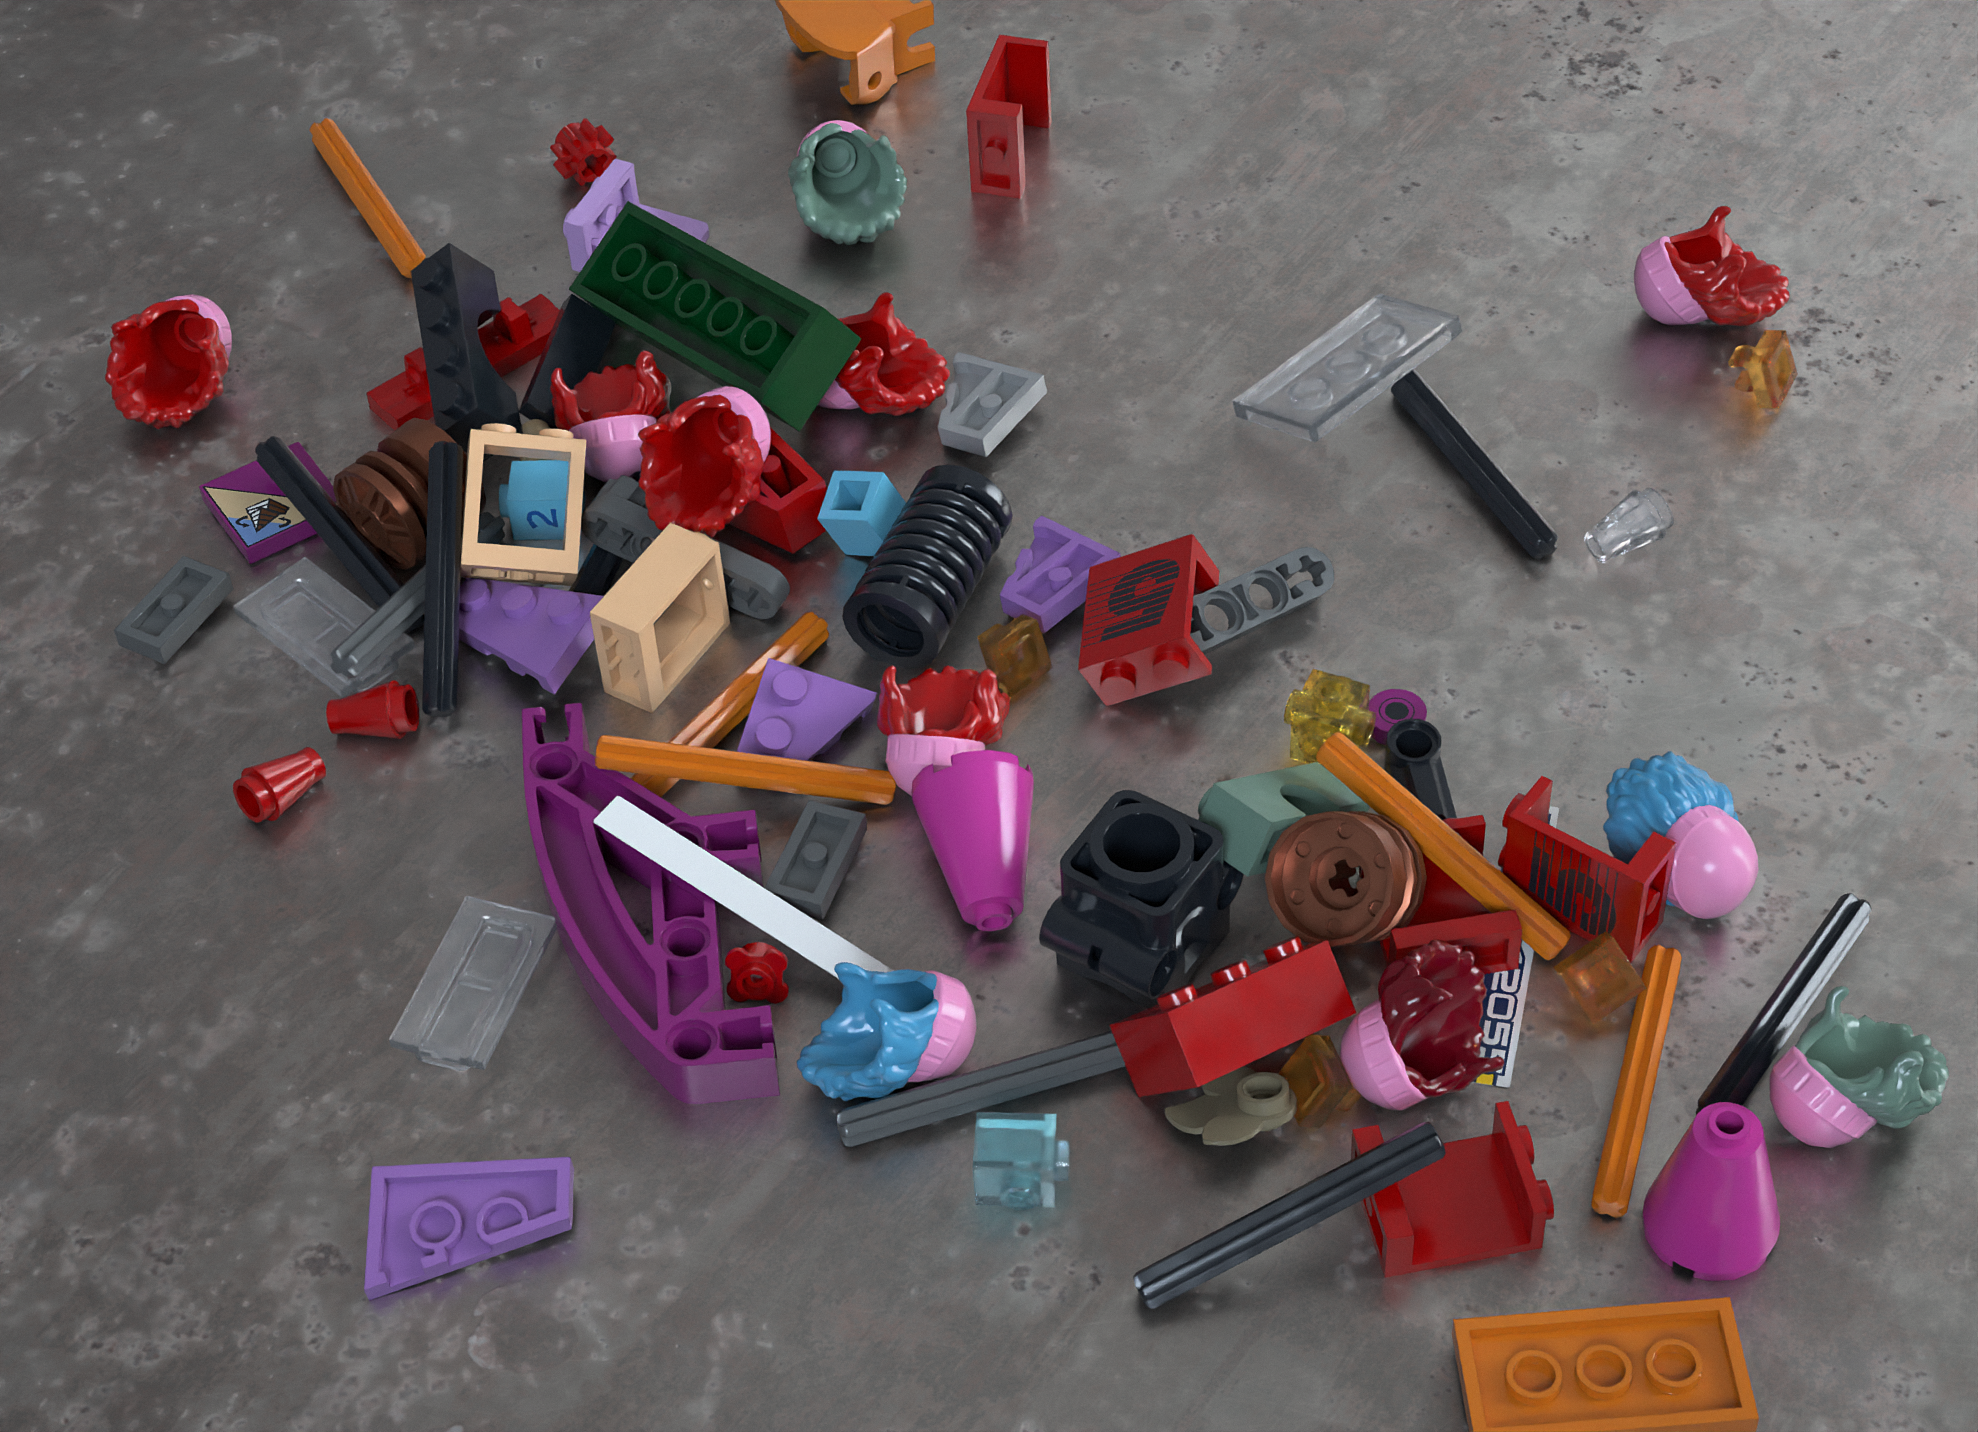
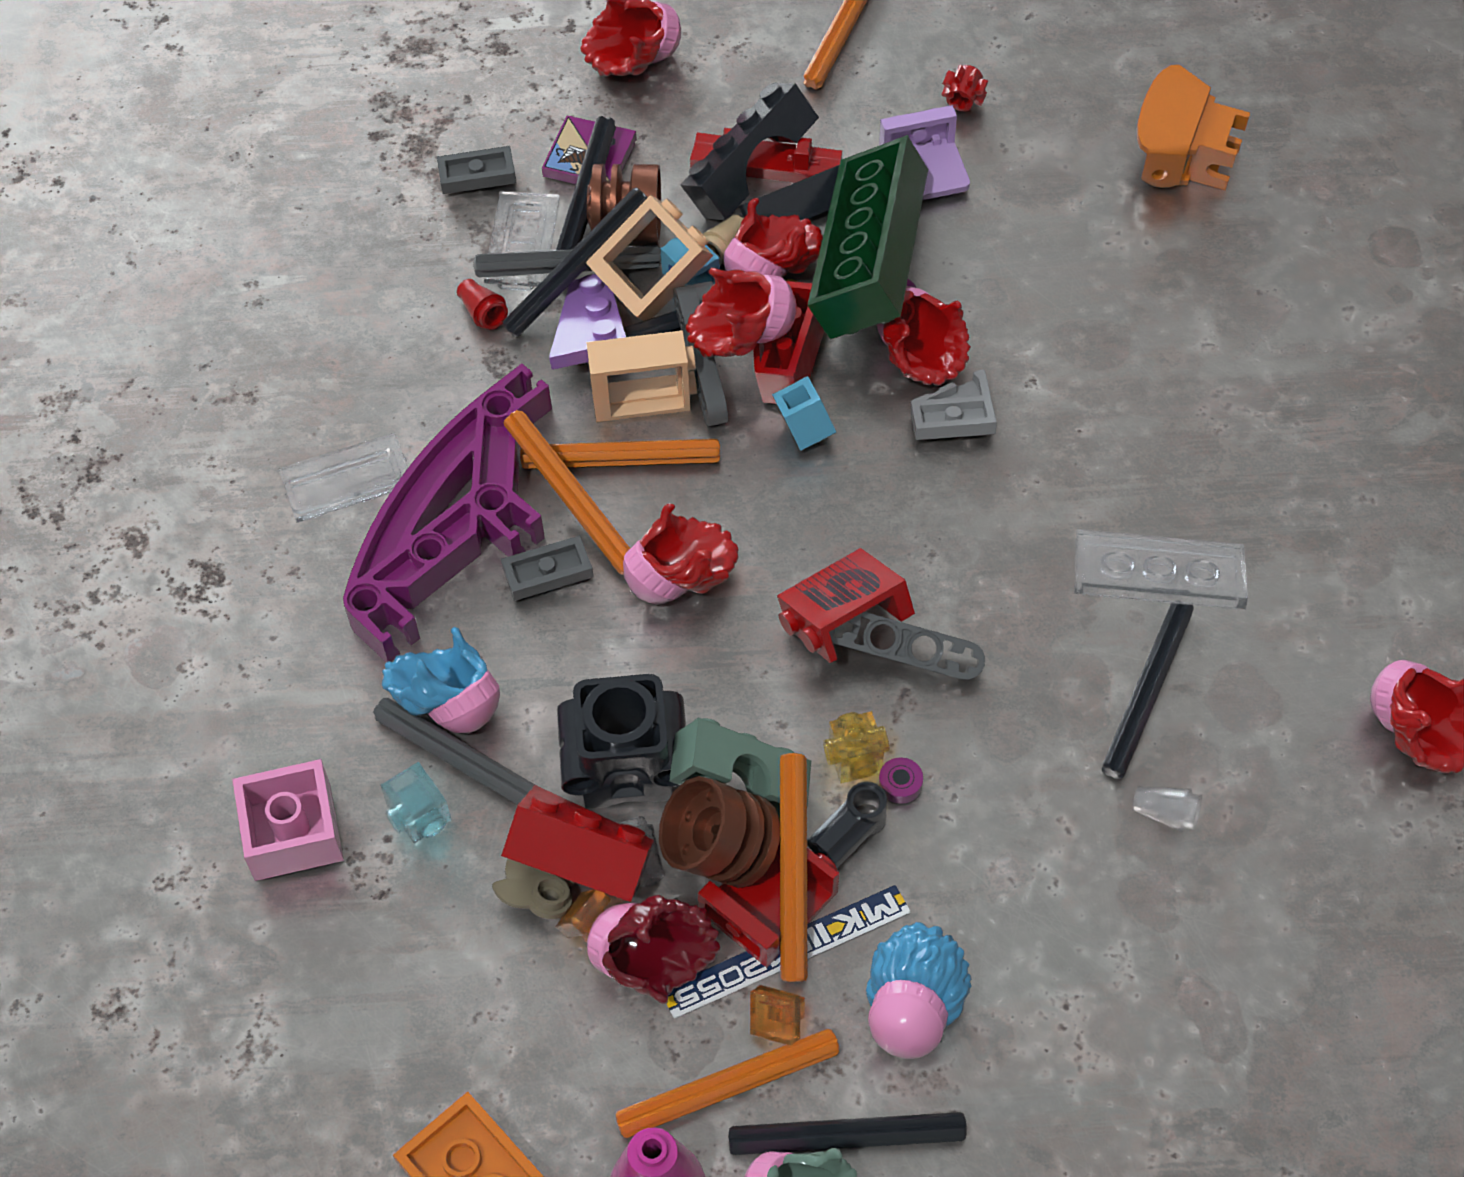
camera: 50 degrees right, 10 degrees up
(276, 785) = (400, 299): red cone -> none
(459, 1214) = (194, 578): medium lavender wing -> none
(731, 888) = (481, 559): white sticker -> none
(760, 960) = (447, 596): red plate -> none
(800, 712) = (635, 488): medium lavender wing -> none
(847, 183) = (1054, 220): sand green hair -> none
(925, 1294) = (287, 820): none -> bright pink brick
(927, 566) = (824, 470): black piece -> none
(979, 832) = (616, 632): dark pink cone -> none
(1008, 95) = (1184, 246): red panel -> none
(1015, 653) = (770, 557): clear orange tile -> none
(1052, 574) = (843, 533): medium lavender wing -> none
(1289, 1215) = (470, 962): black axle -> none
(1462, 1207) = (559, 1033): red panel -> none
(1580, 883) = (842, 995): red panel -> none
(1769, 368) = (1384, 799): clear orange tile -> none

